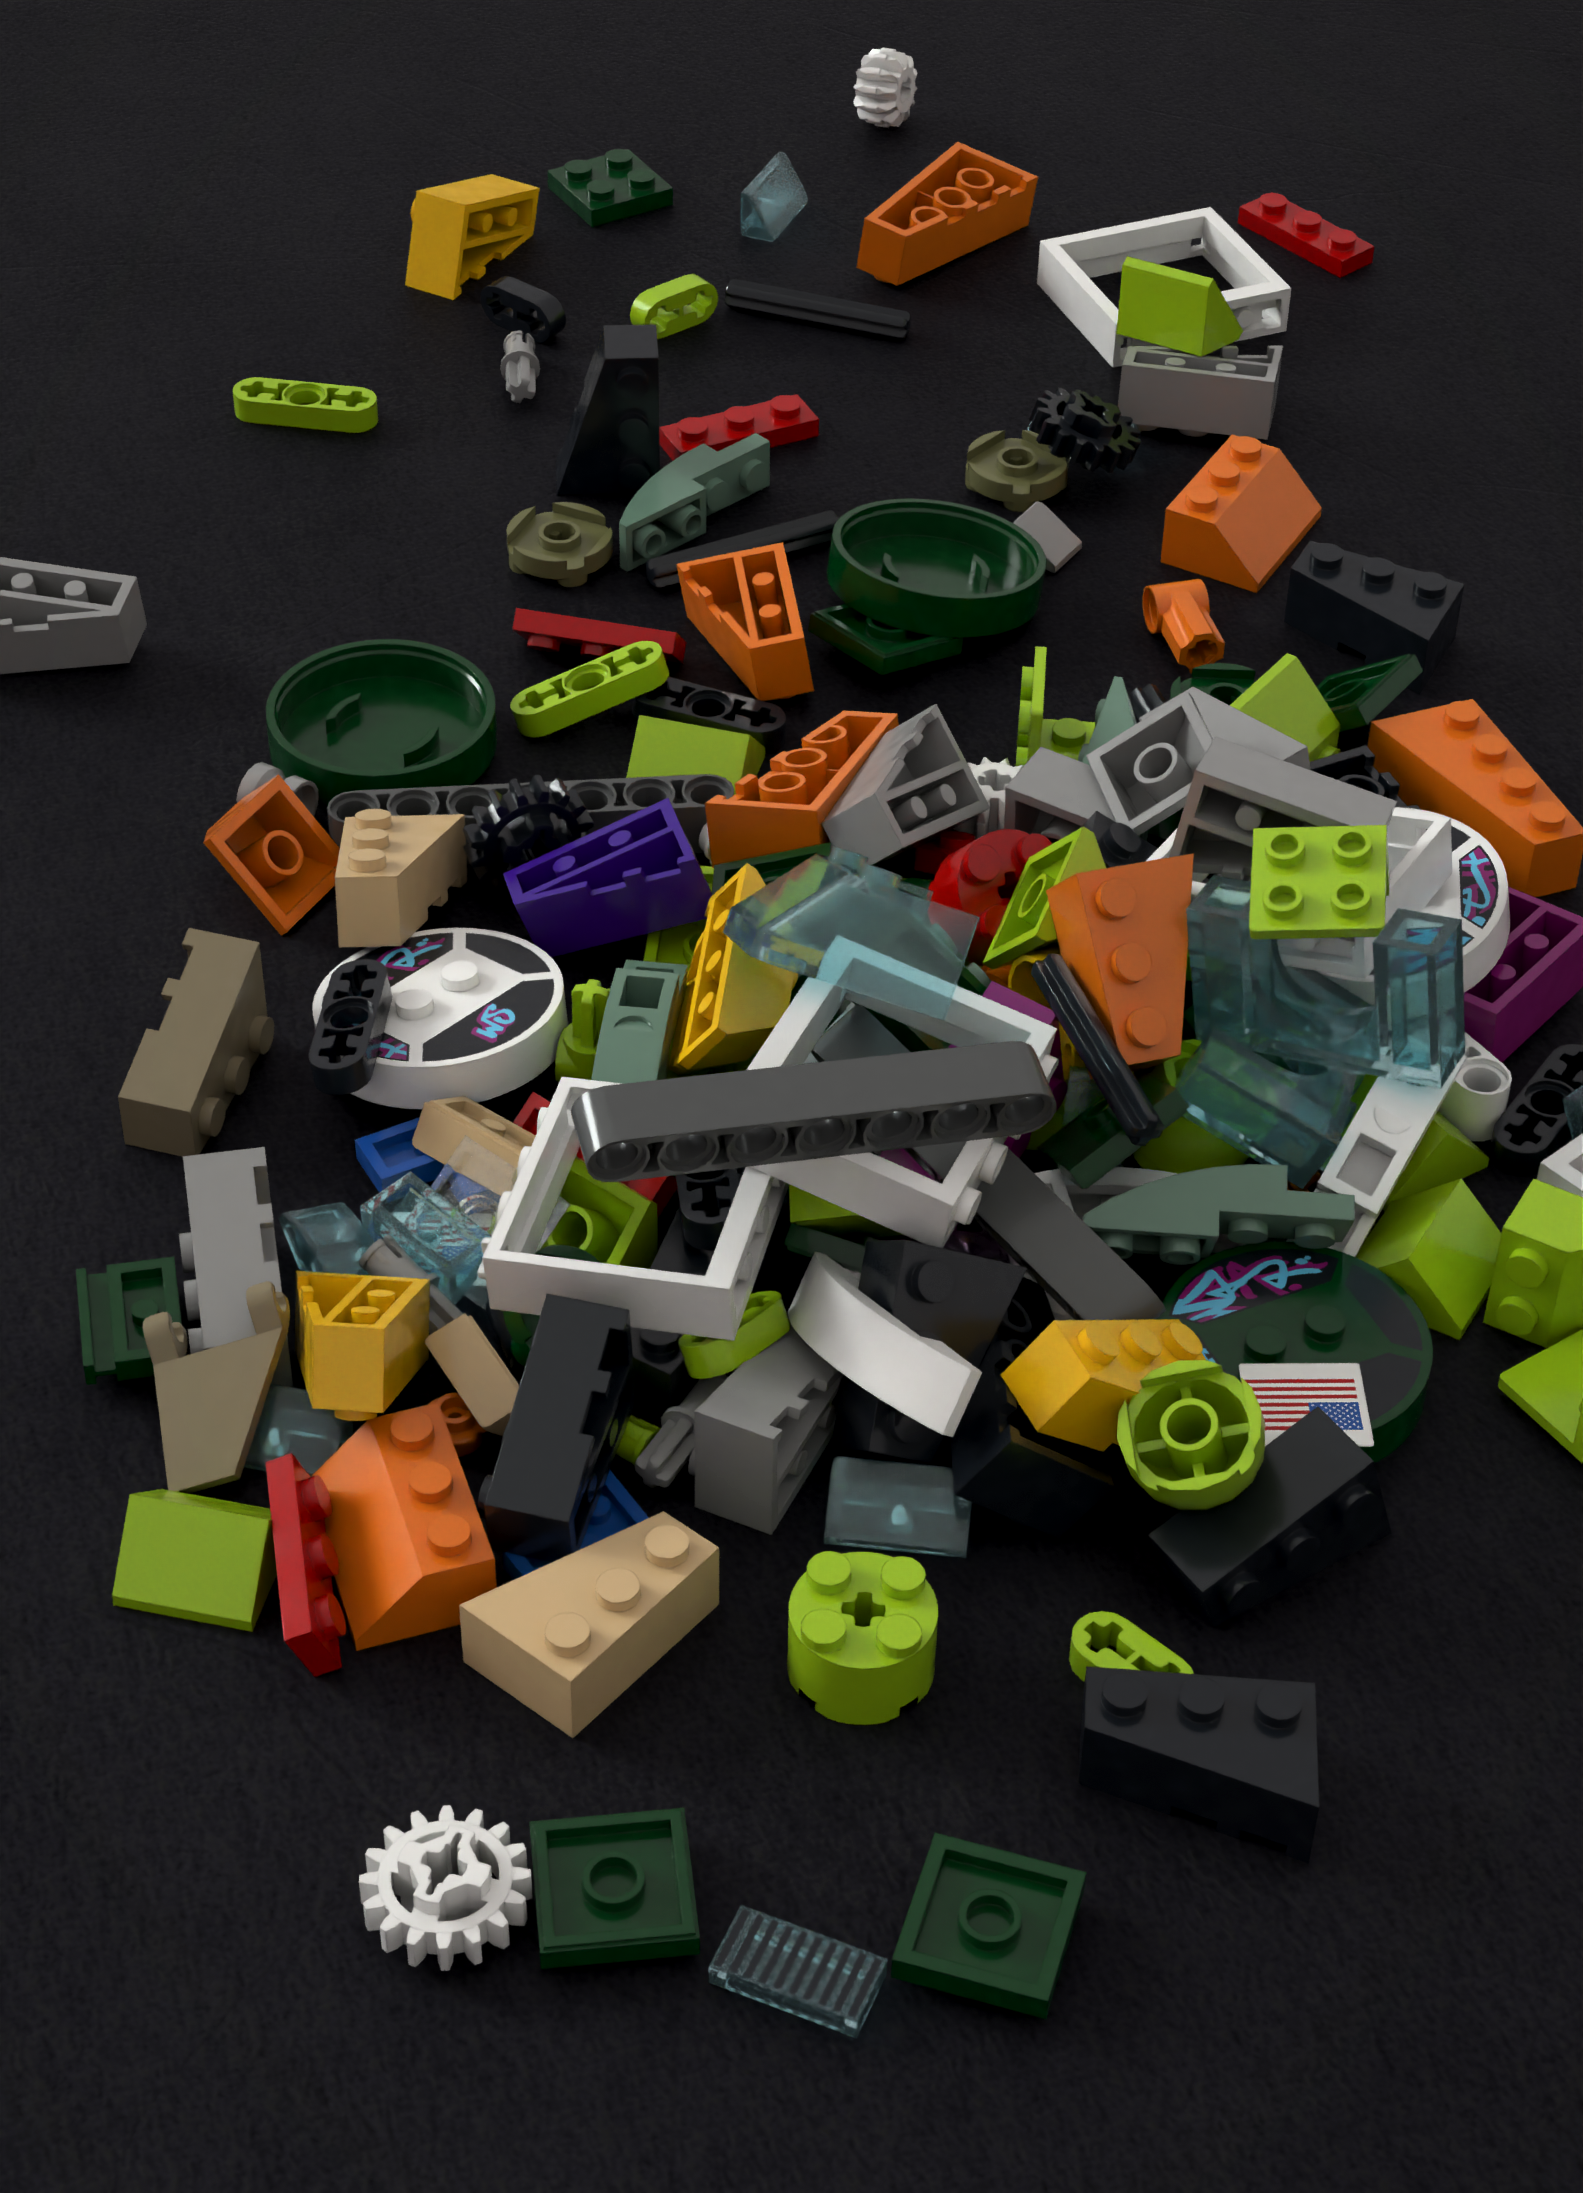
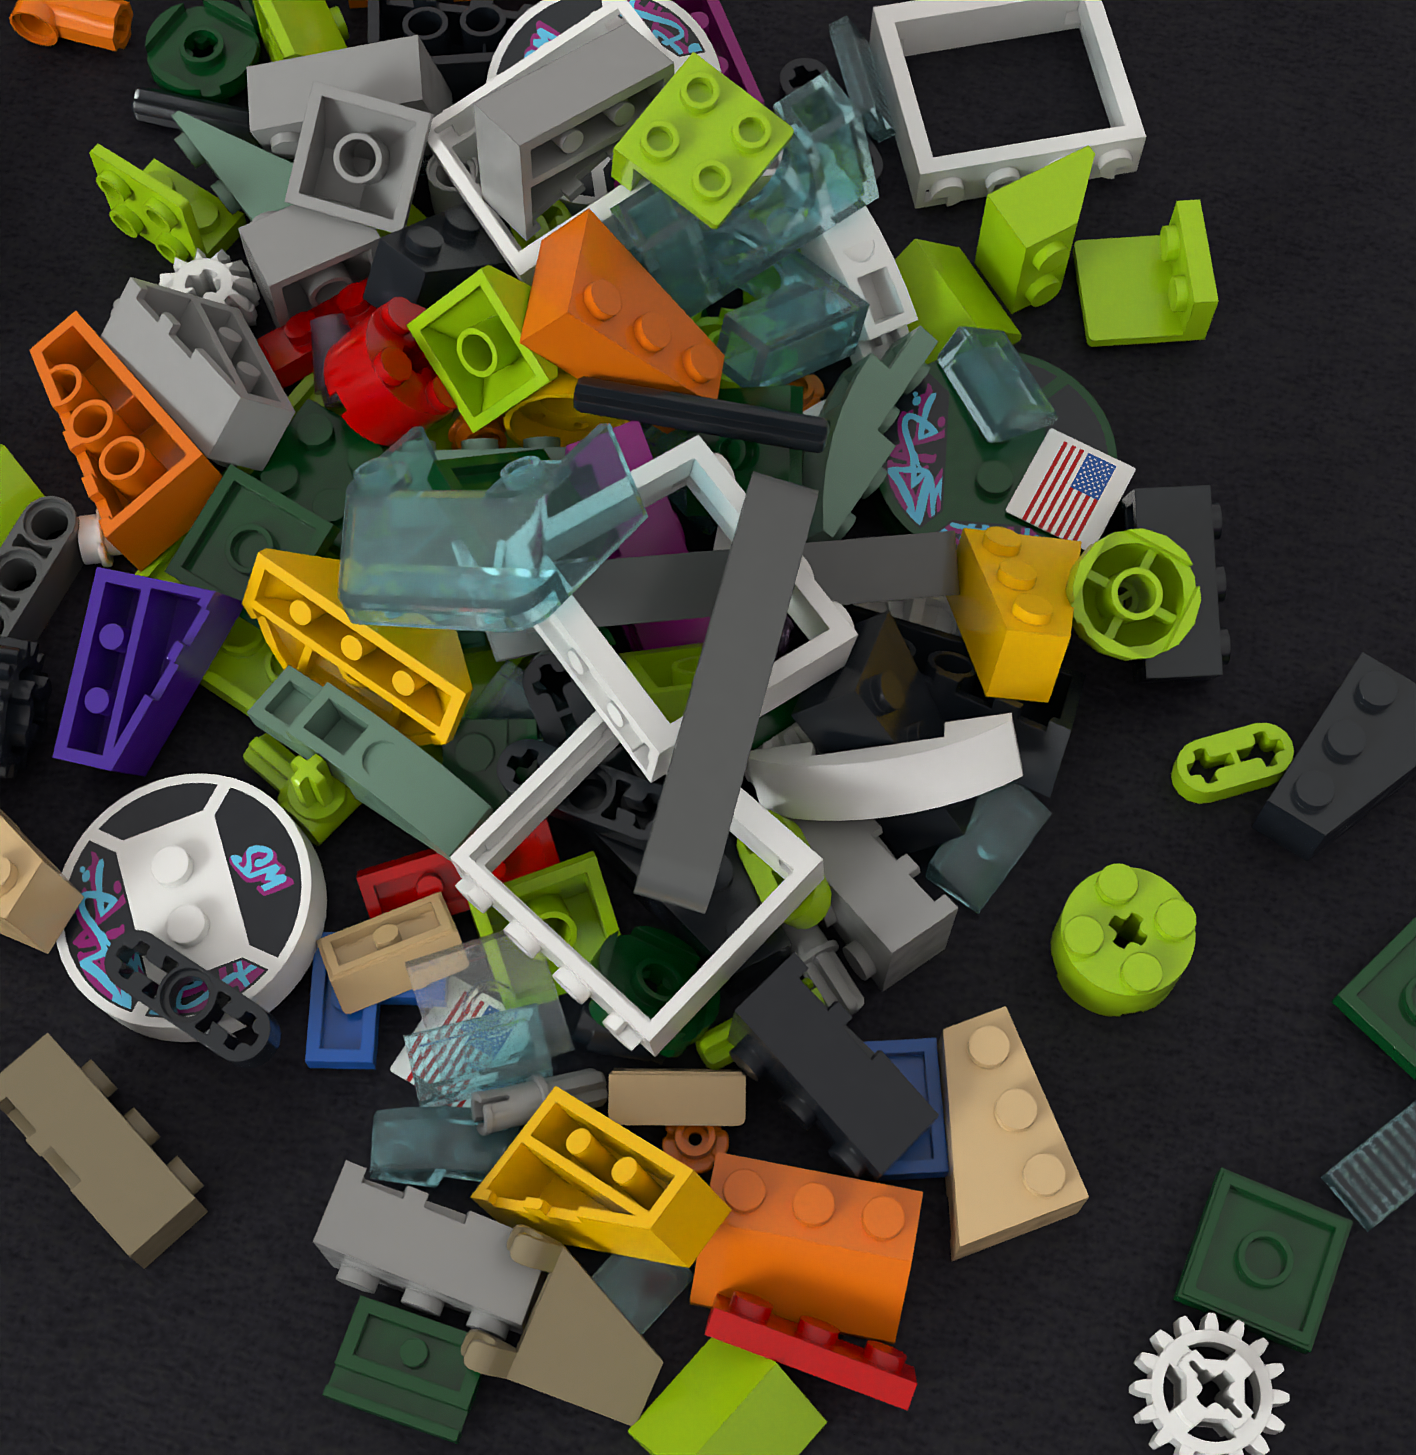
camera: 60 degrees left, 25 degrees up
(1365, 1297) = (995, 384): none -> clear light blue slope

